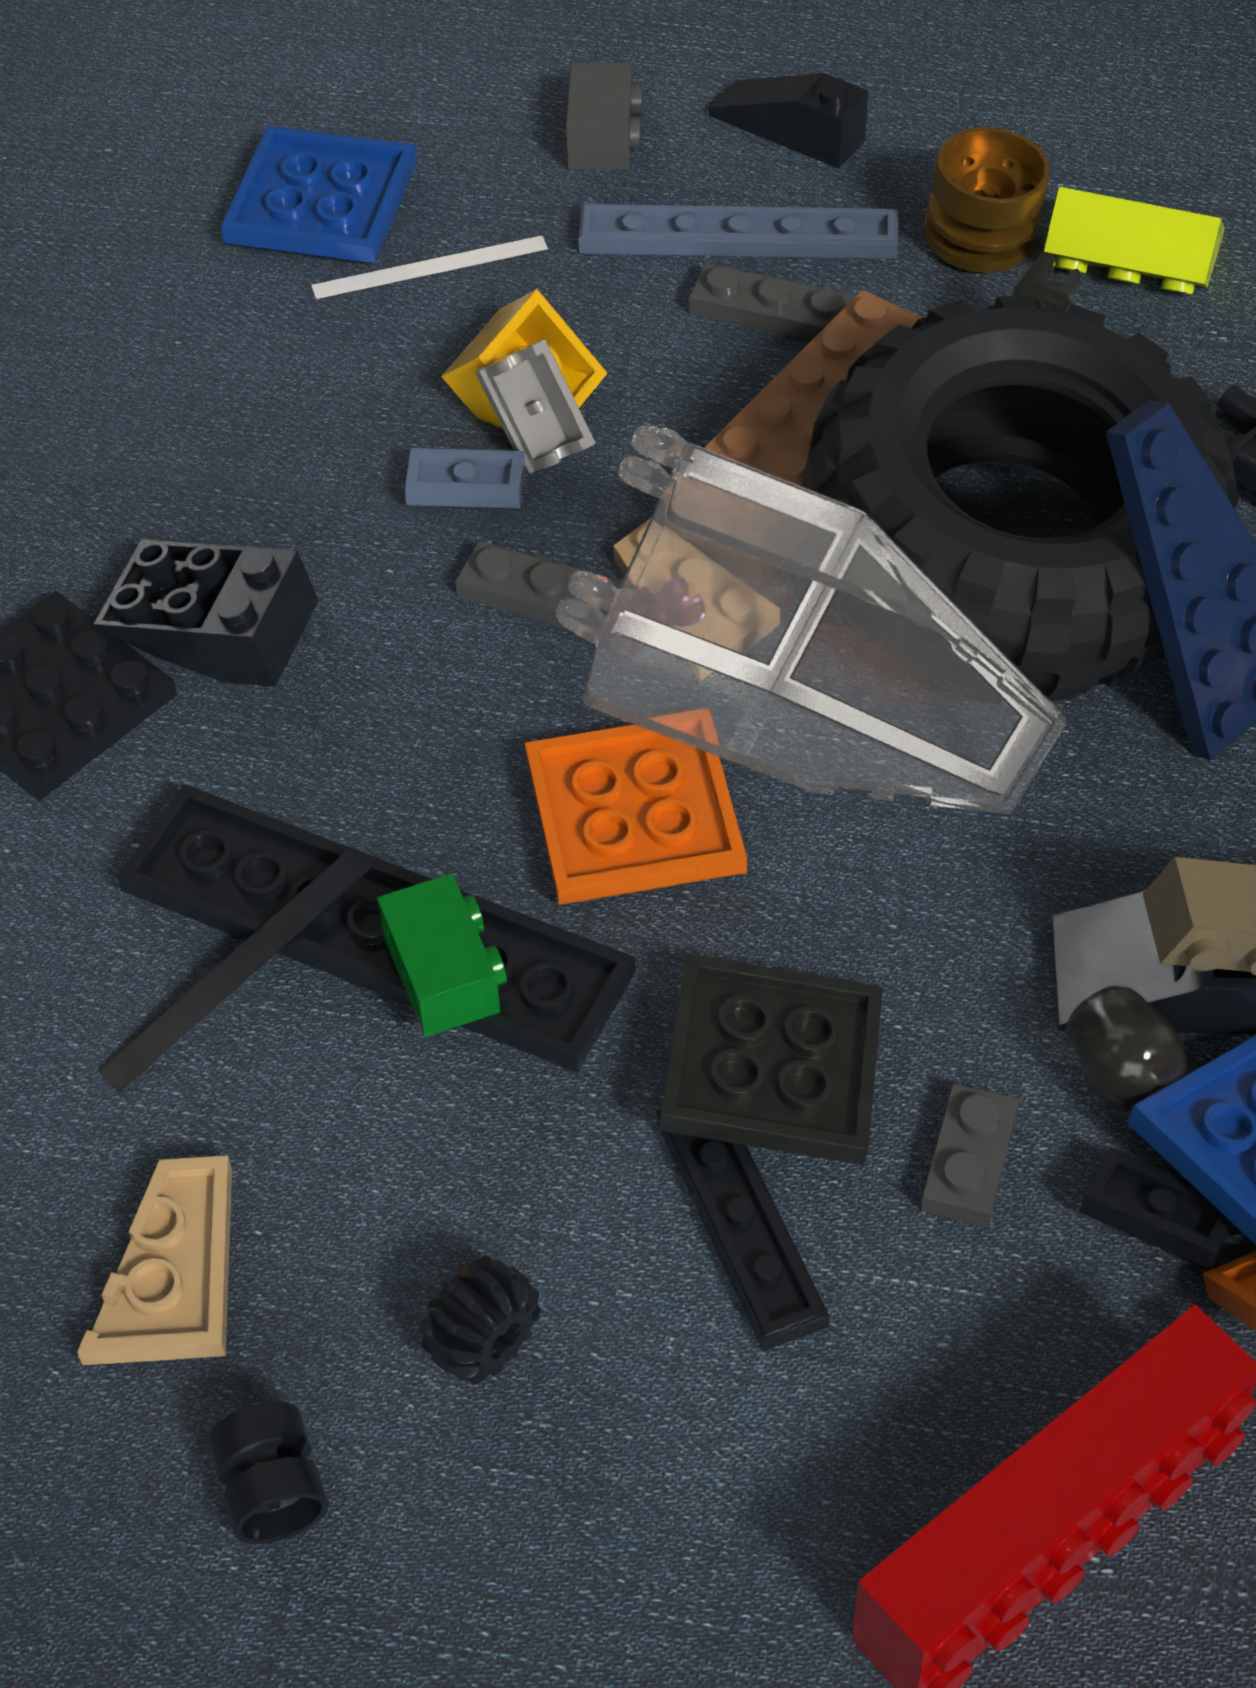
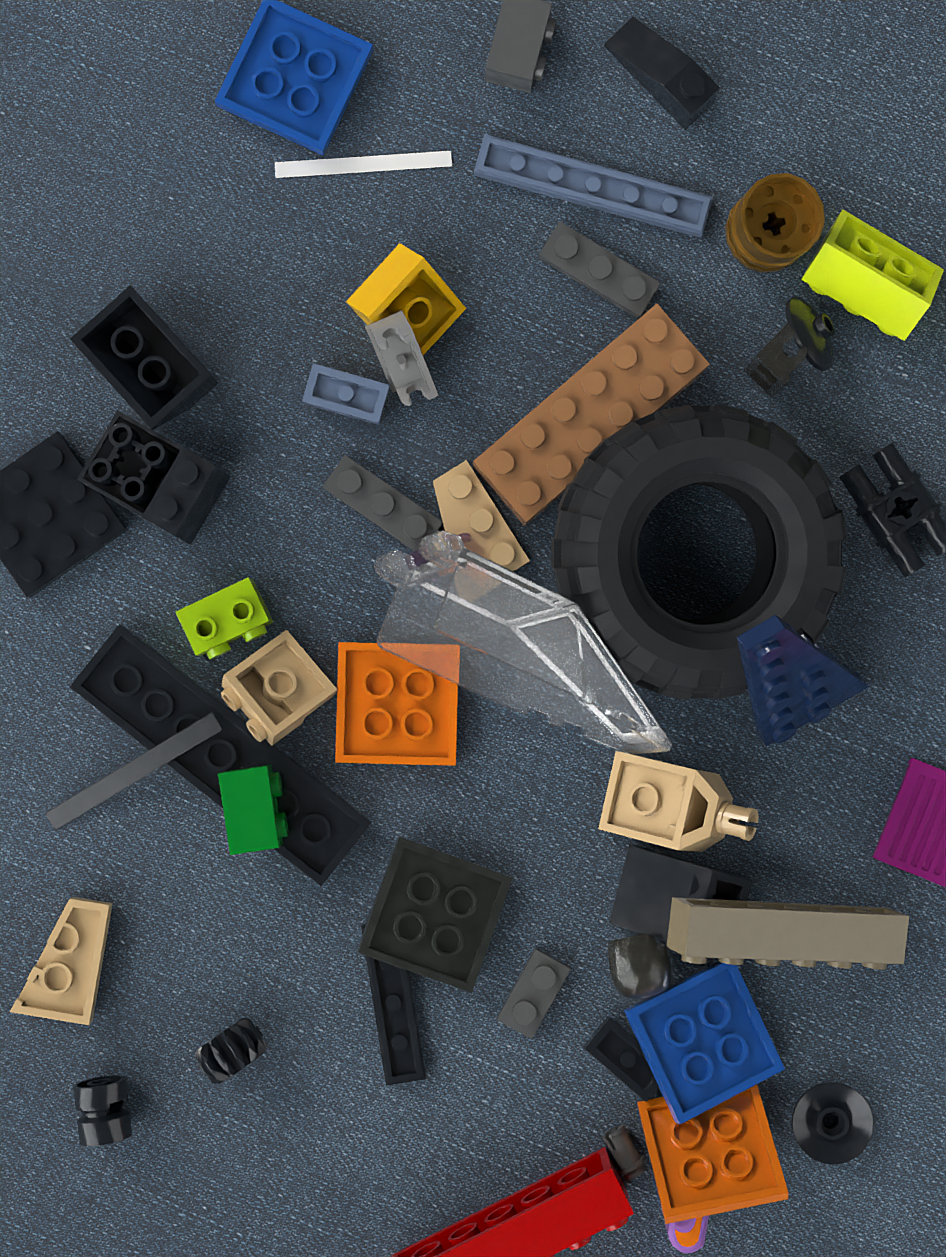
camera: 10 degrees right, 35 degrees up
(179, 468) = (143, 359): none -> black slope
(344, 749) = (224, 618): none -> lime brick
(441, 815) = (276, 688): none -> tan plate
(1090, 291) = (812, 332): none -> black dish
(1095, 830) = (671, 805): none -> tan plate

